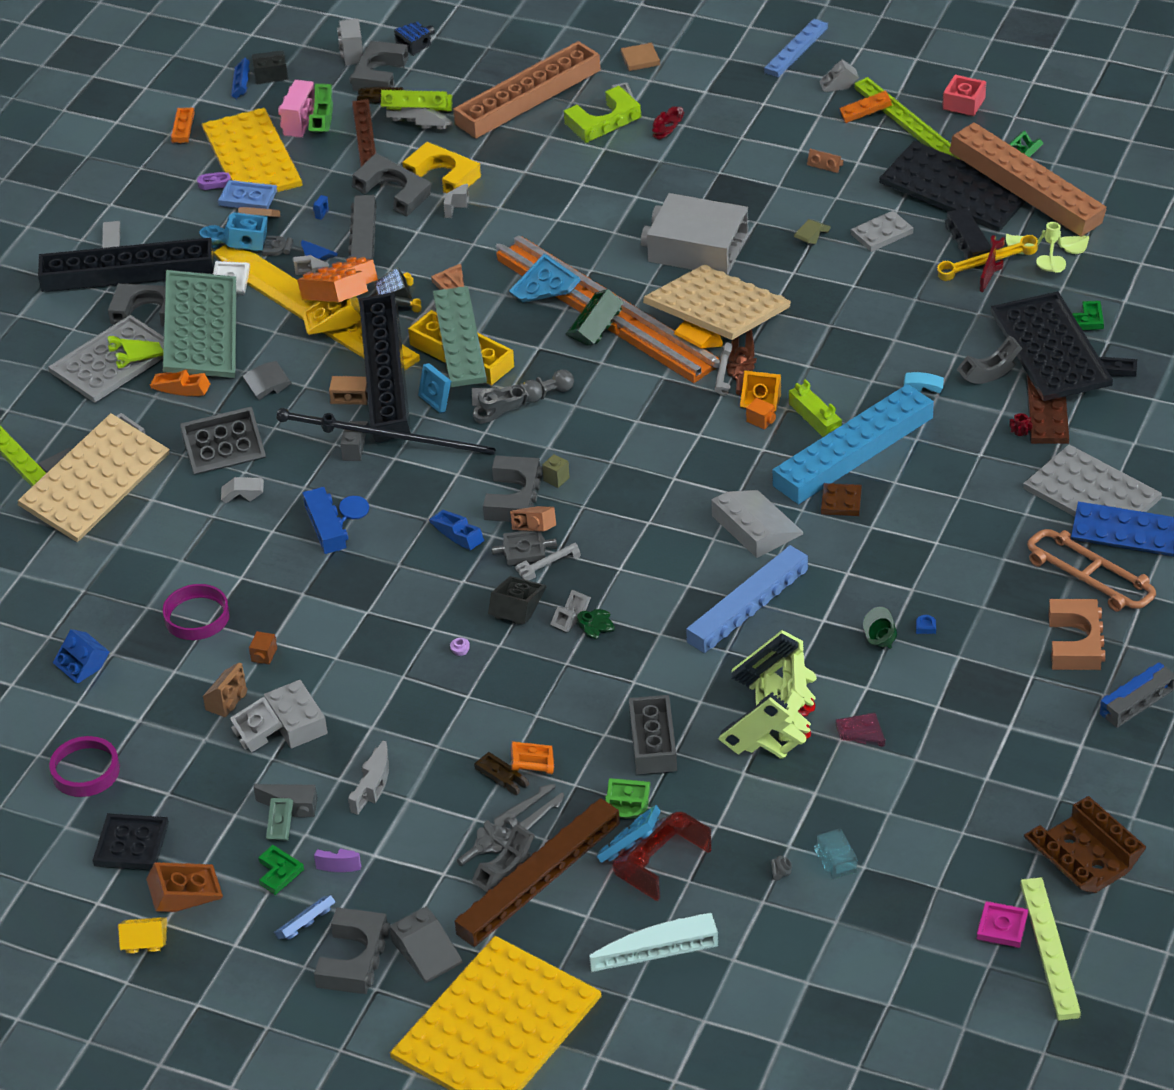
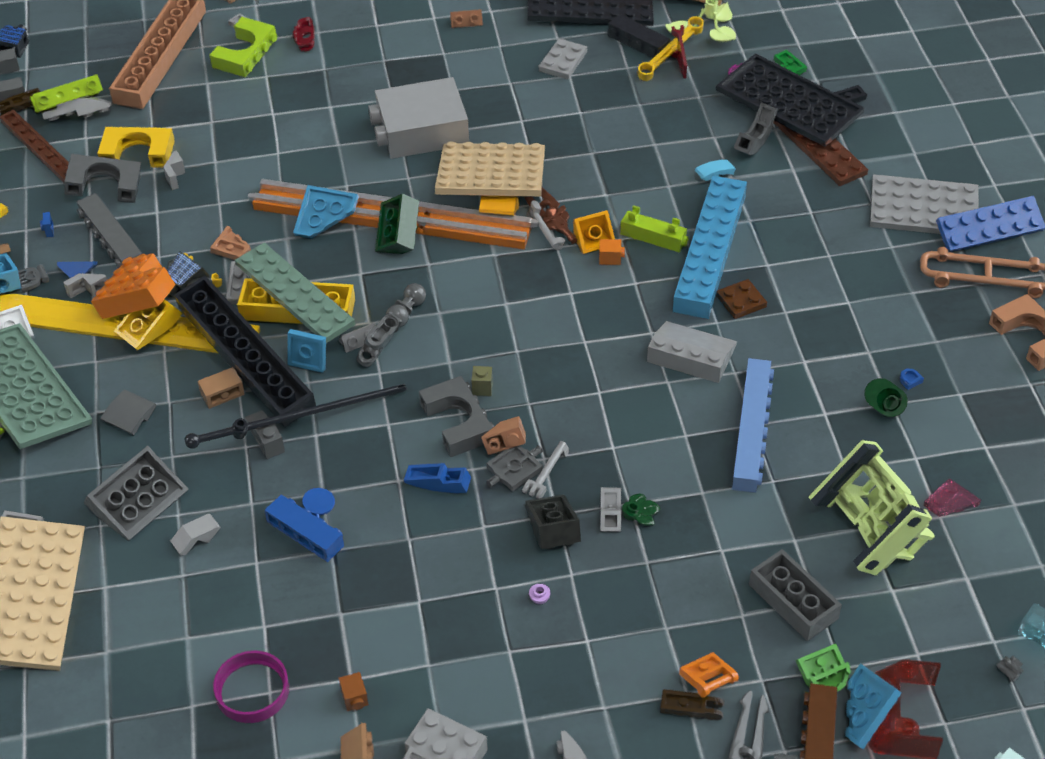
camera: 35 degrees left, 5 degrees up
(181, 383) = (43, 453): orange slope -> none
(810, 231) = (509, 79): olive slope -> none
(1020, 424) = (823, 173): dark red gear -> none

